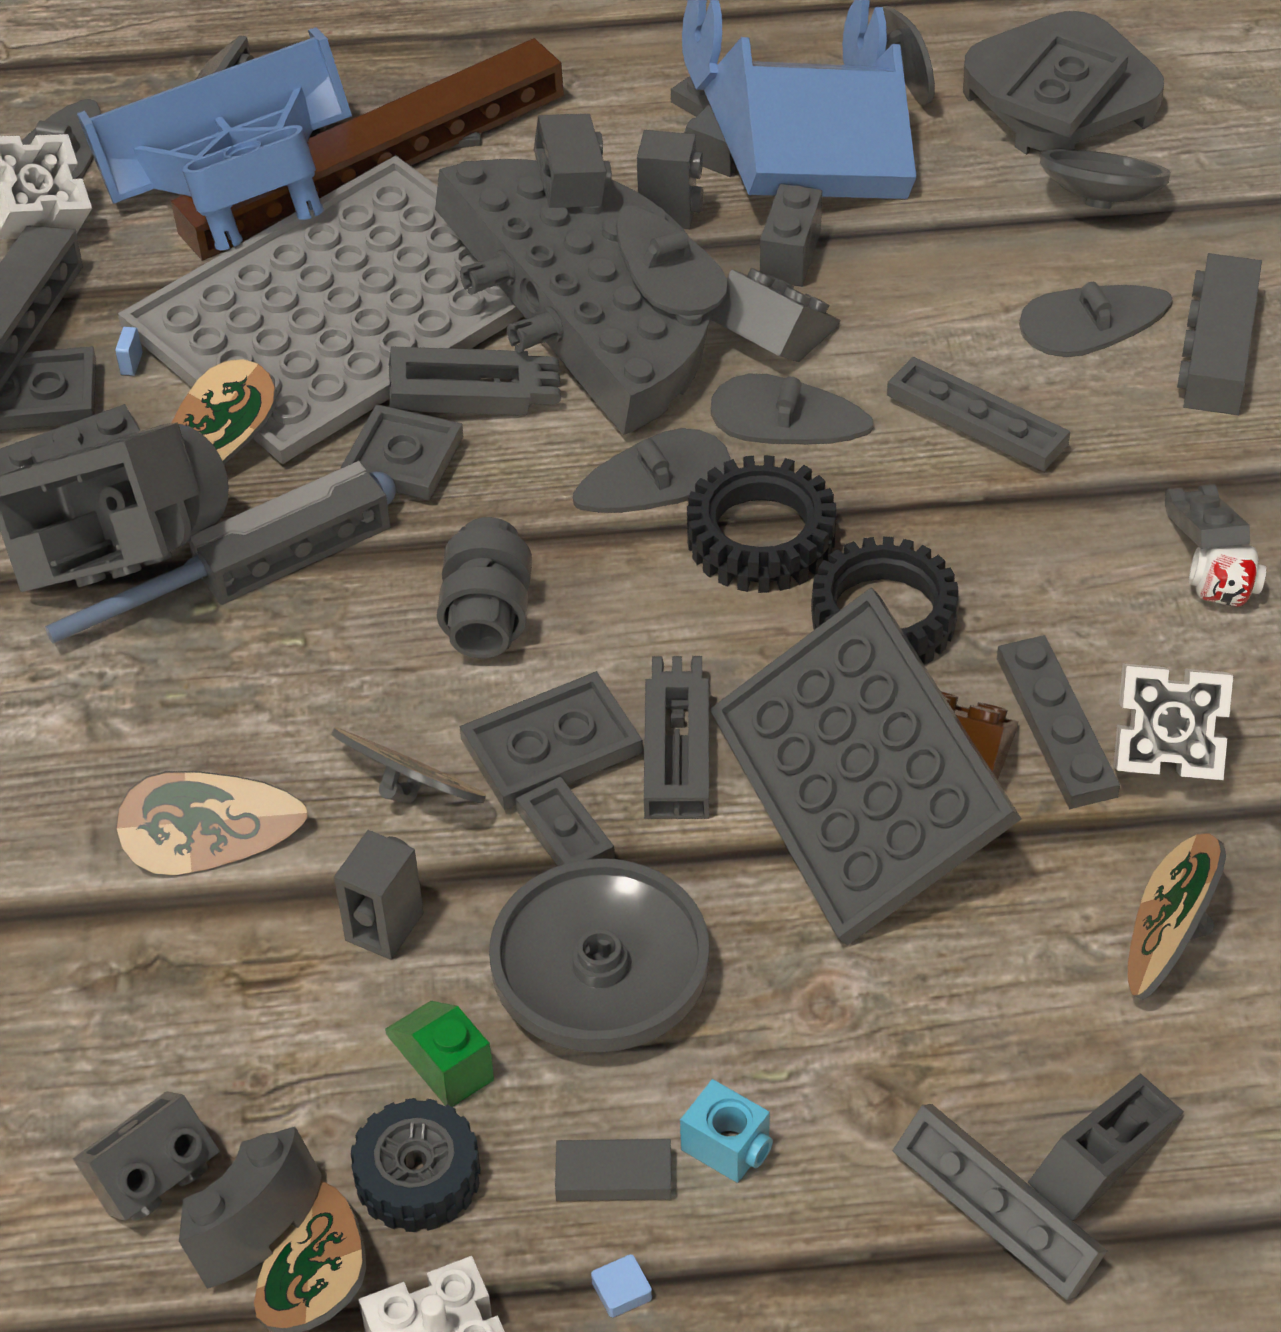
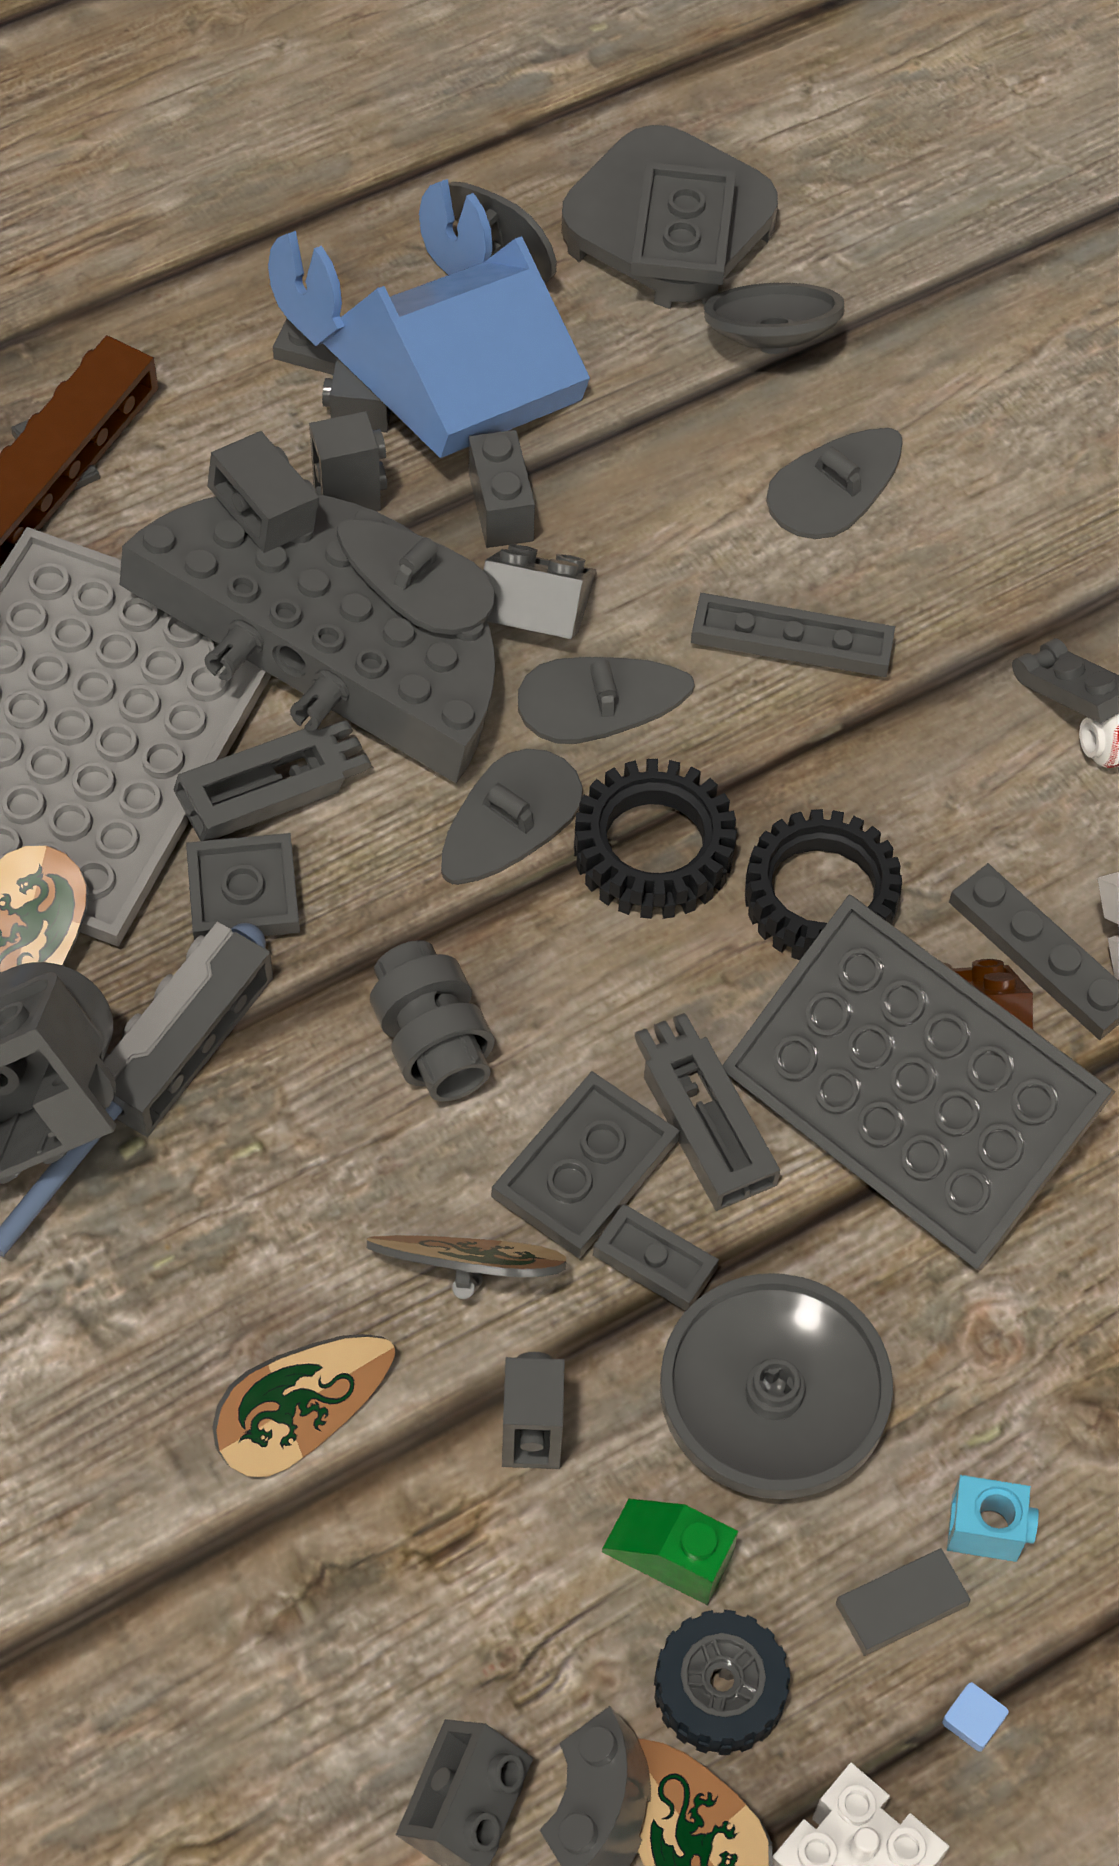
camera: 30 degrees left, 10 degrees up
(1222, 334) = (975, 463): dark grey brick -> none

